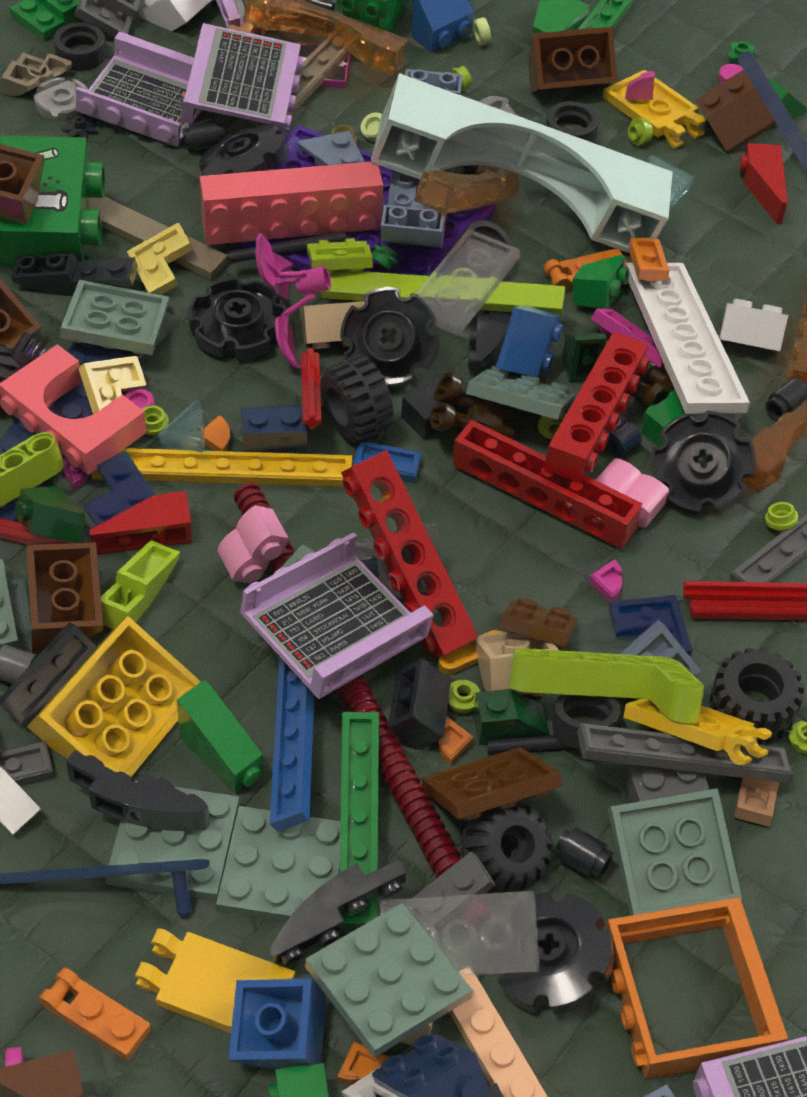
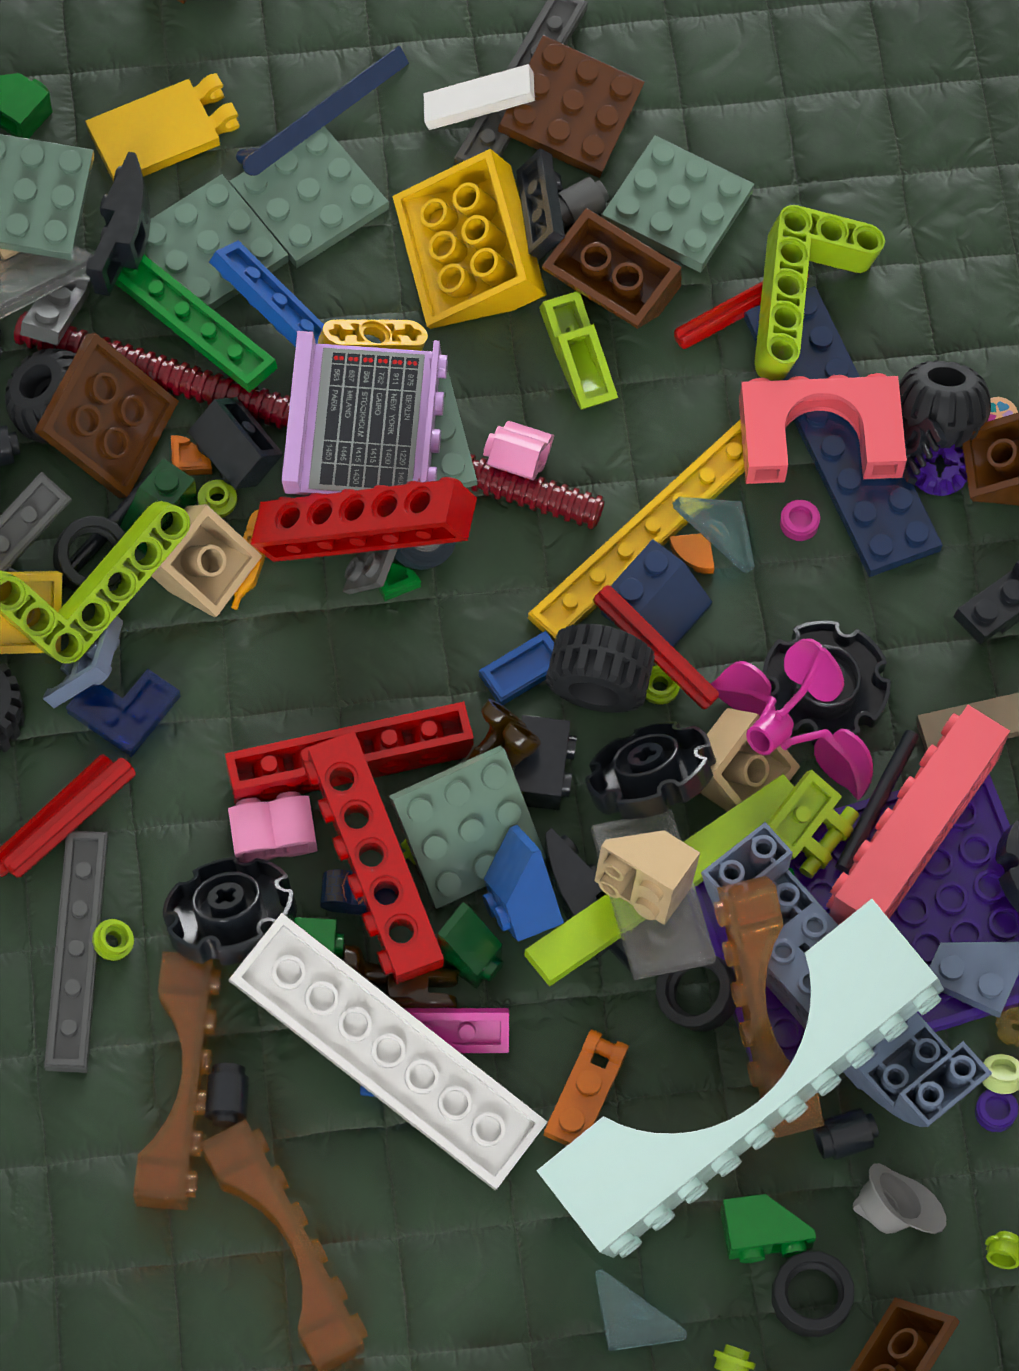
camera: 135 degrees right, 15 degrees up
(50, 514) = (715, 327): dark green slope -> none
(95, 1014) = (222, 41): orange plate -> none
(109, 378) = (838, 491): light yellow plate -> none
(114, 317) = (920, 565): sand green plate -> none
(125, 485) = (689, 421): clear blue plate -> none
(147, 803) = (341, 175): black slope -> none
(155, 256) = (978, 667): light yellow plate -> none
(155, 419) = (766, 501): lime plate -> none
(157, 518) = (629, 417): red slope -> none
(218, 738) = (353, 276): green slope -> none
(265, 701) = (391, 333): none -> yellow beam
(277, 1023) = (80, 116): blue slope -> none
(466, 257) = (648, 872): none -> tan slope
(539, 623) = (215, 605): reddish brown plate -> none
(600, 282) = (545, 1066): green slope -> none
(608, 581) = (207, 727): dark pink tile -> none
(648, 259) = (520, 1129): orange plate -> none
(753, 326) = (348, 1166): white slope -> none

